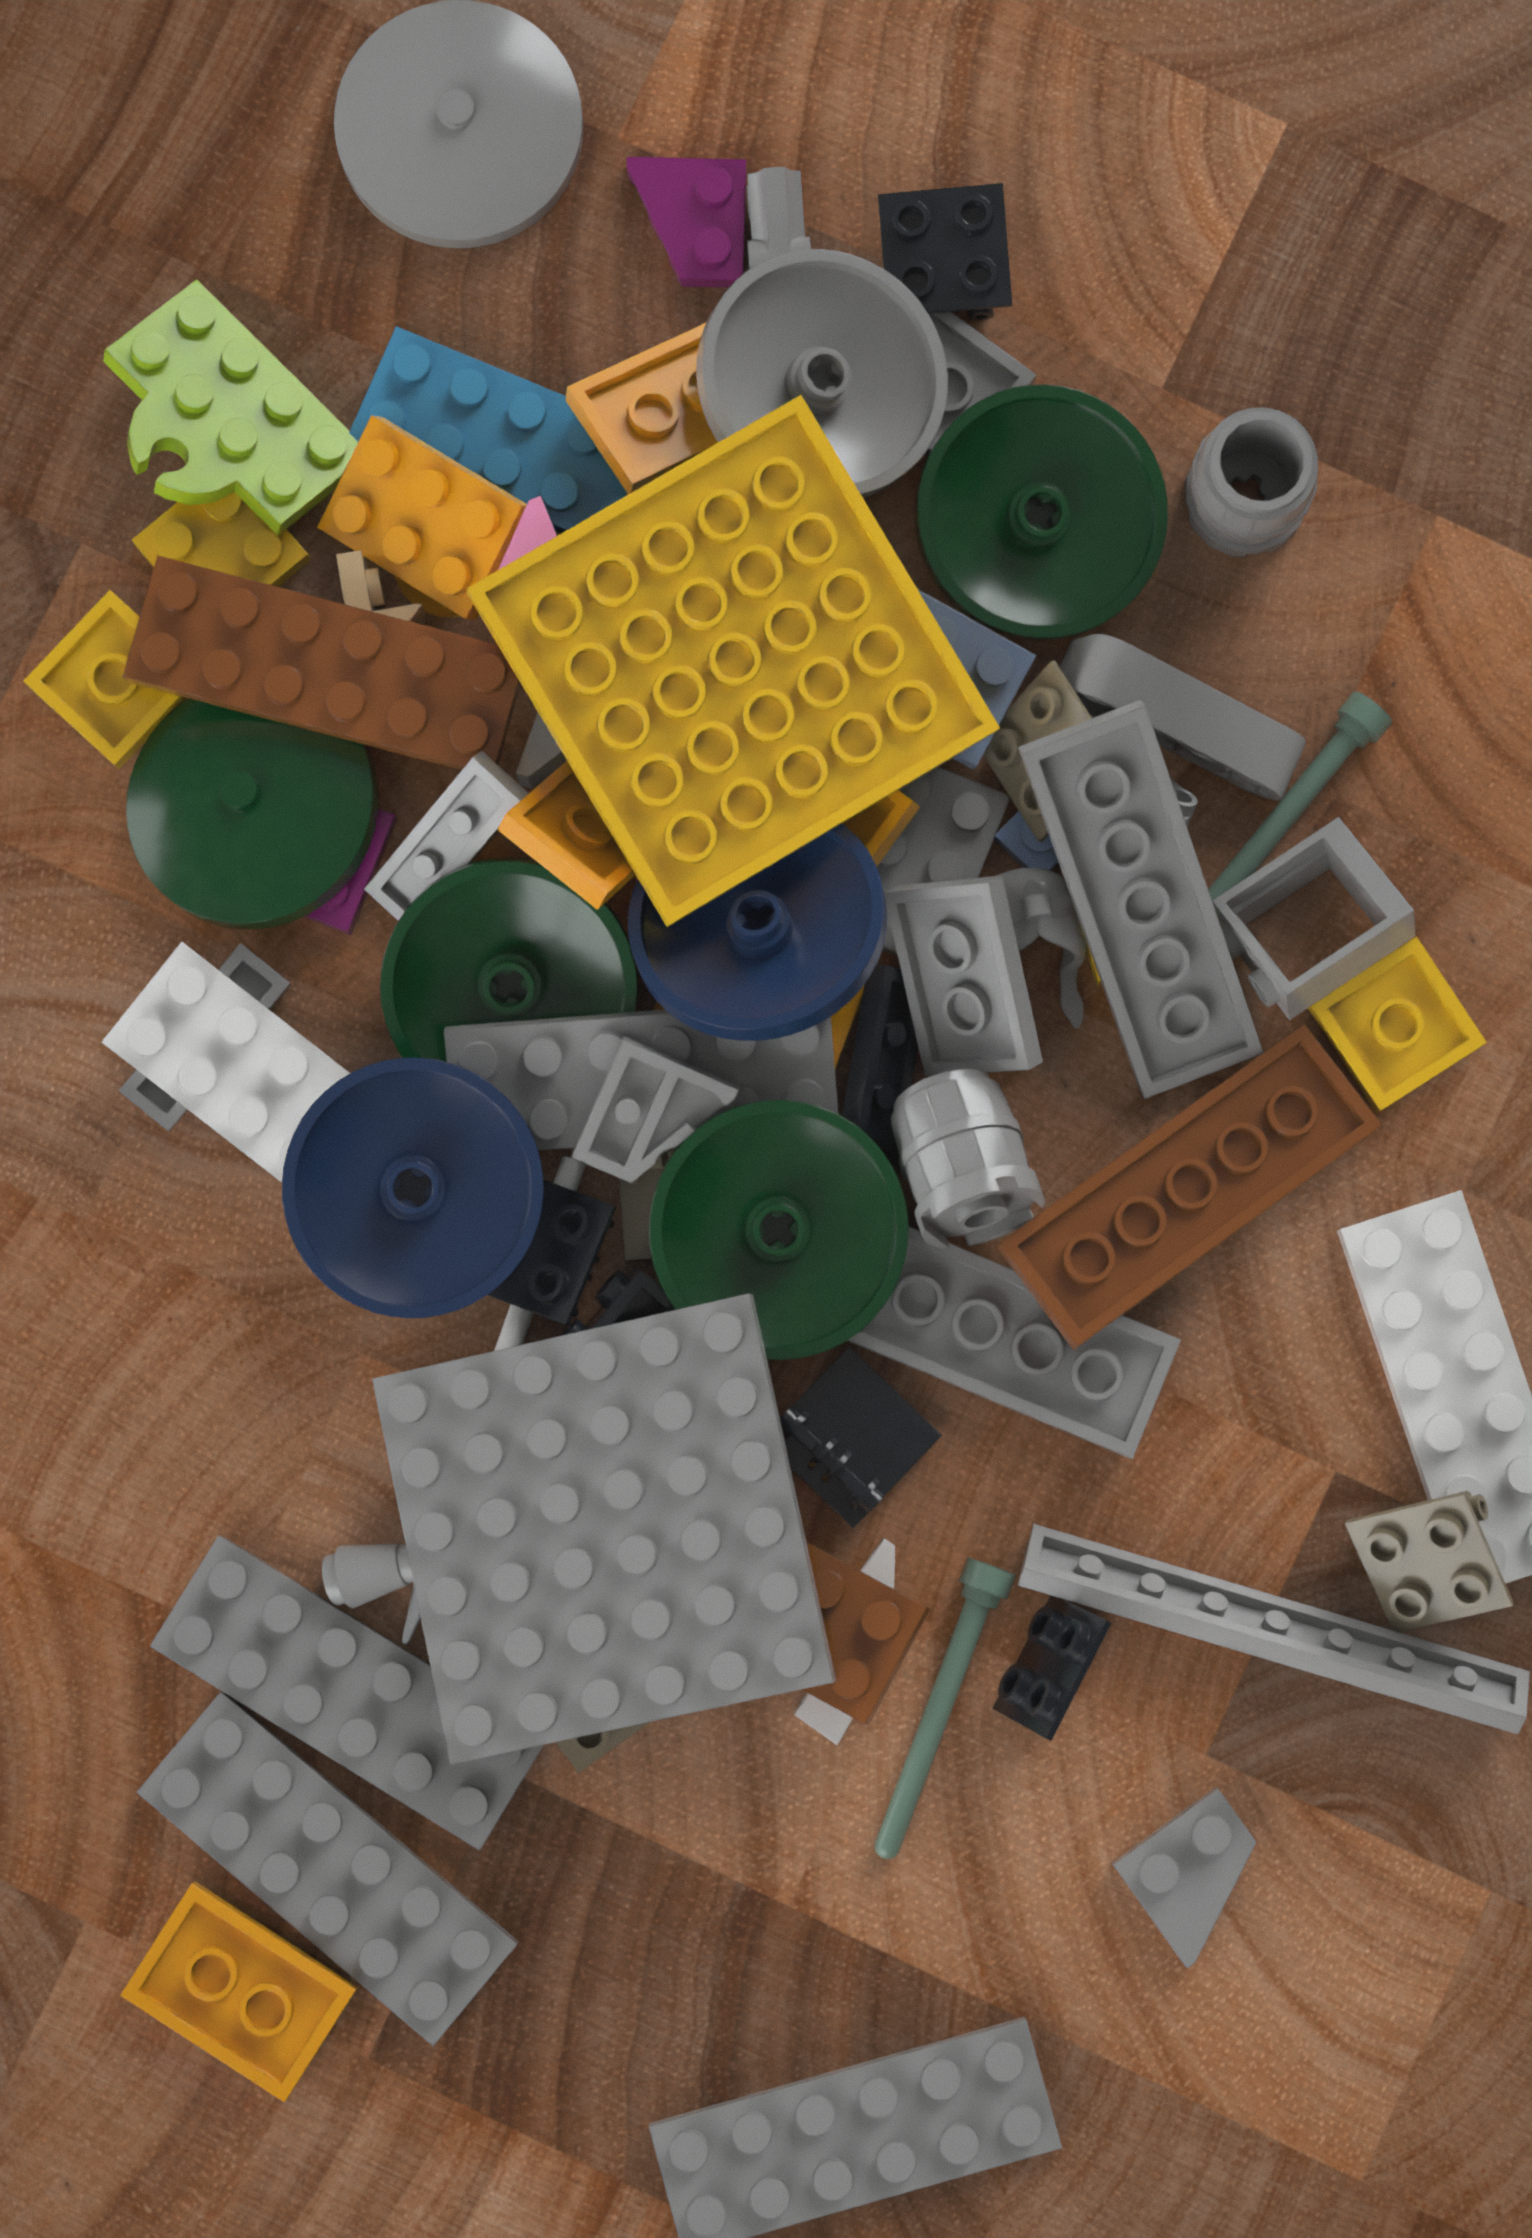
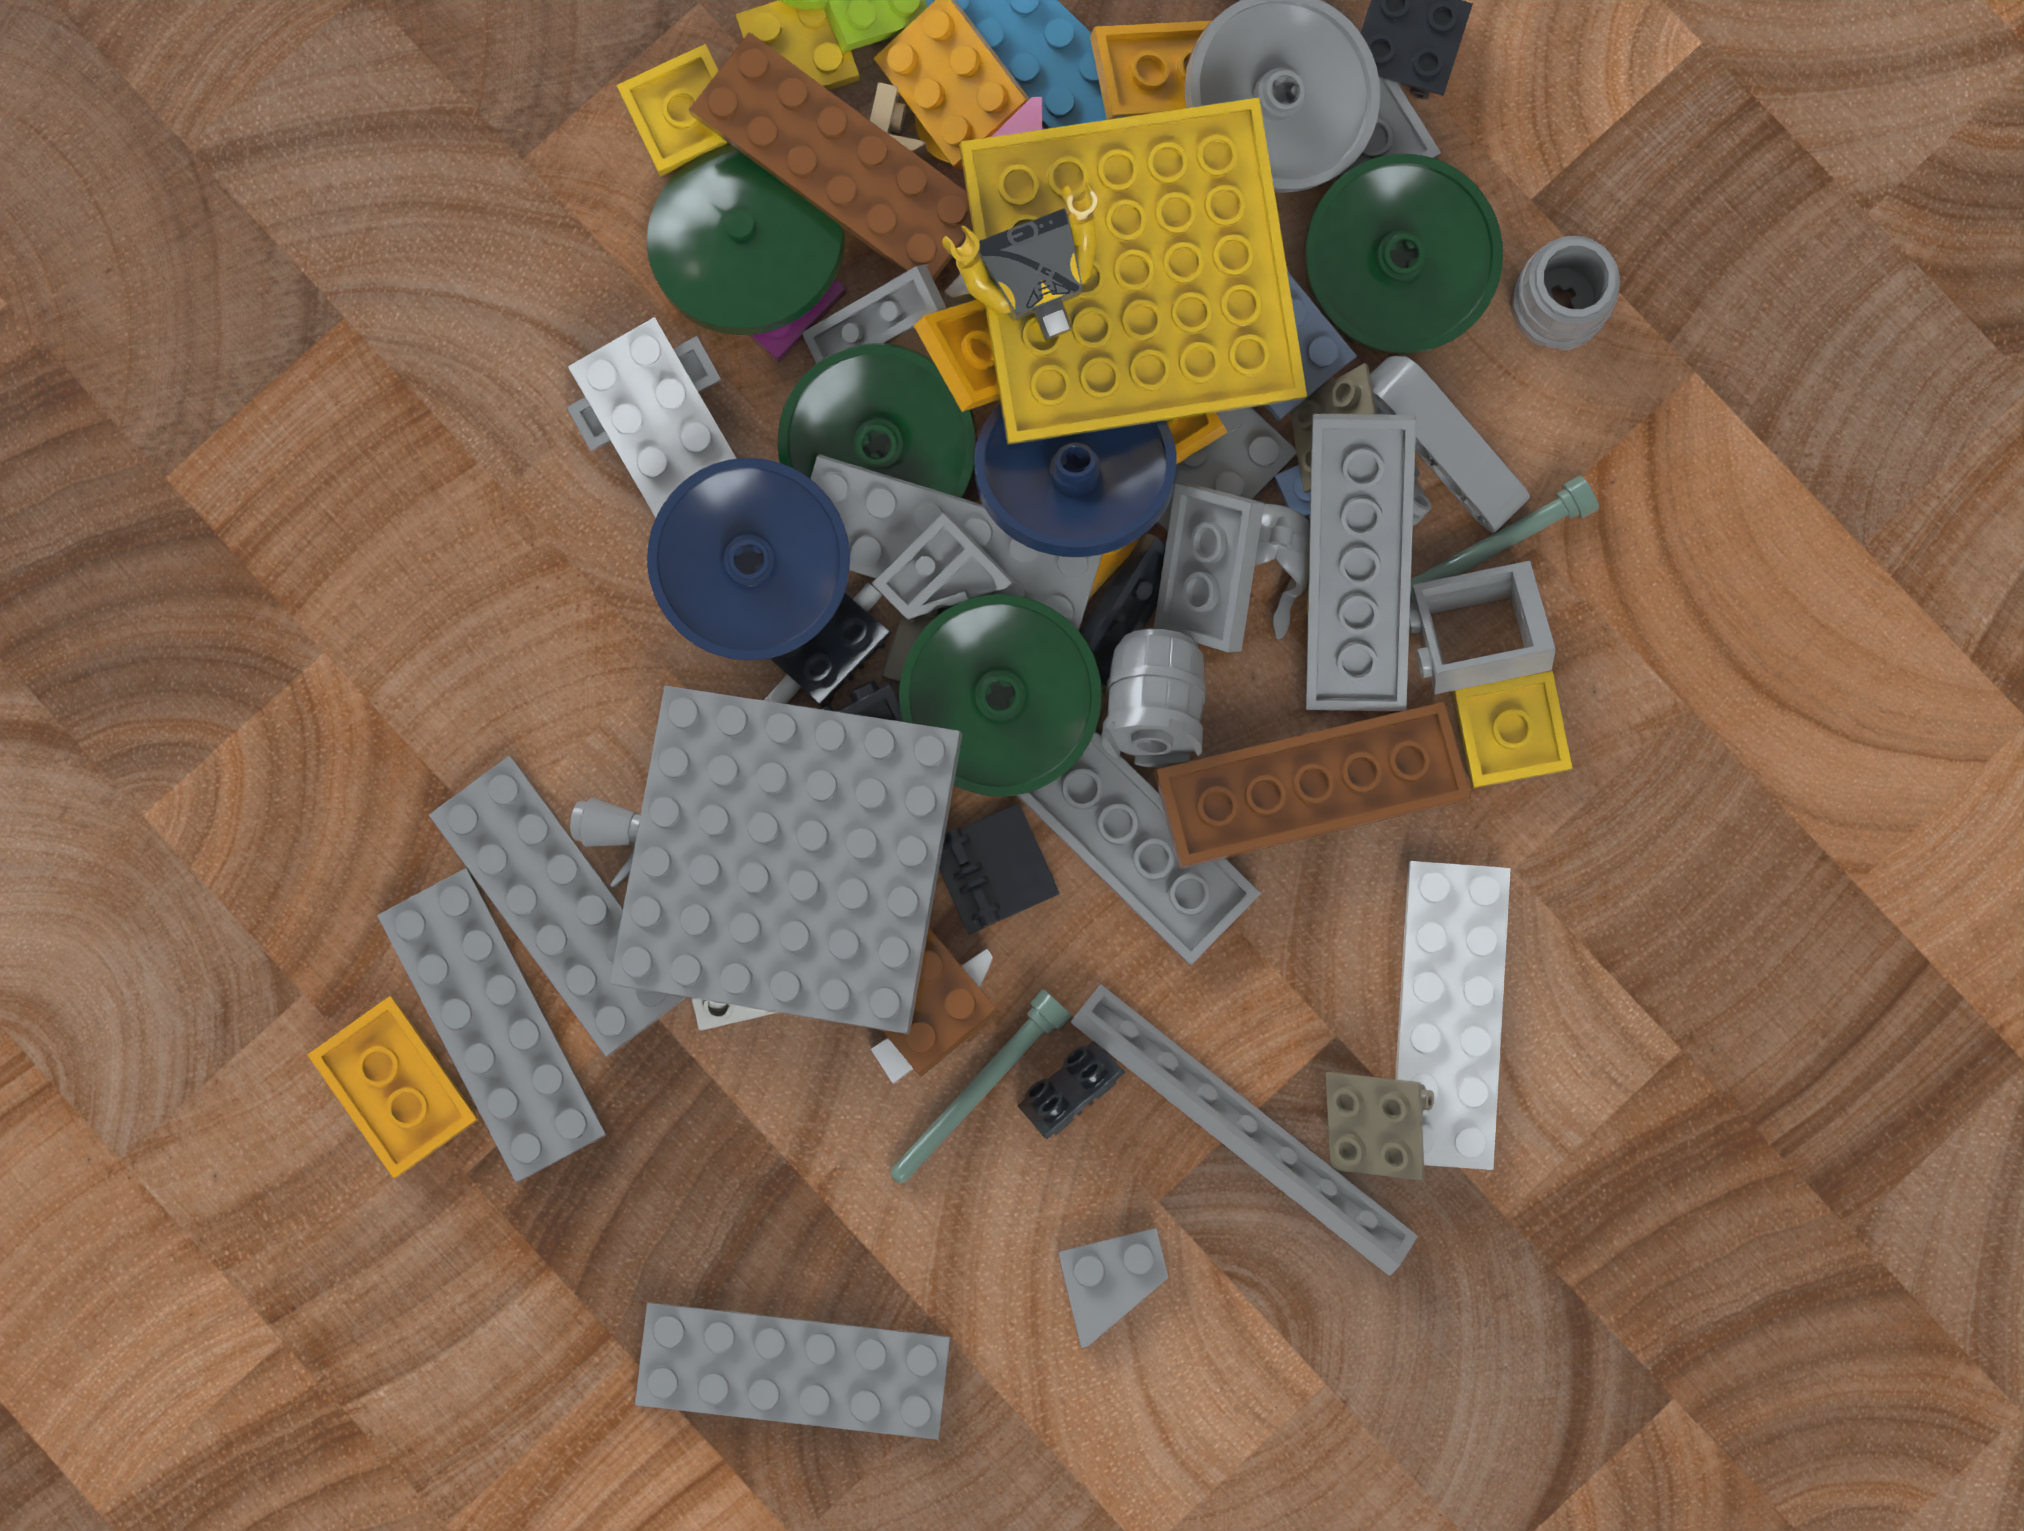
camera: 20 degrees right, 0 degrees up
(614, 700) = (1033, 264): none -> torso

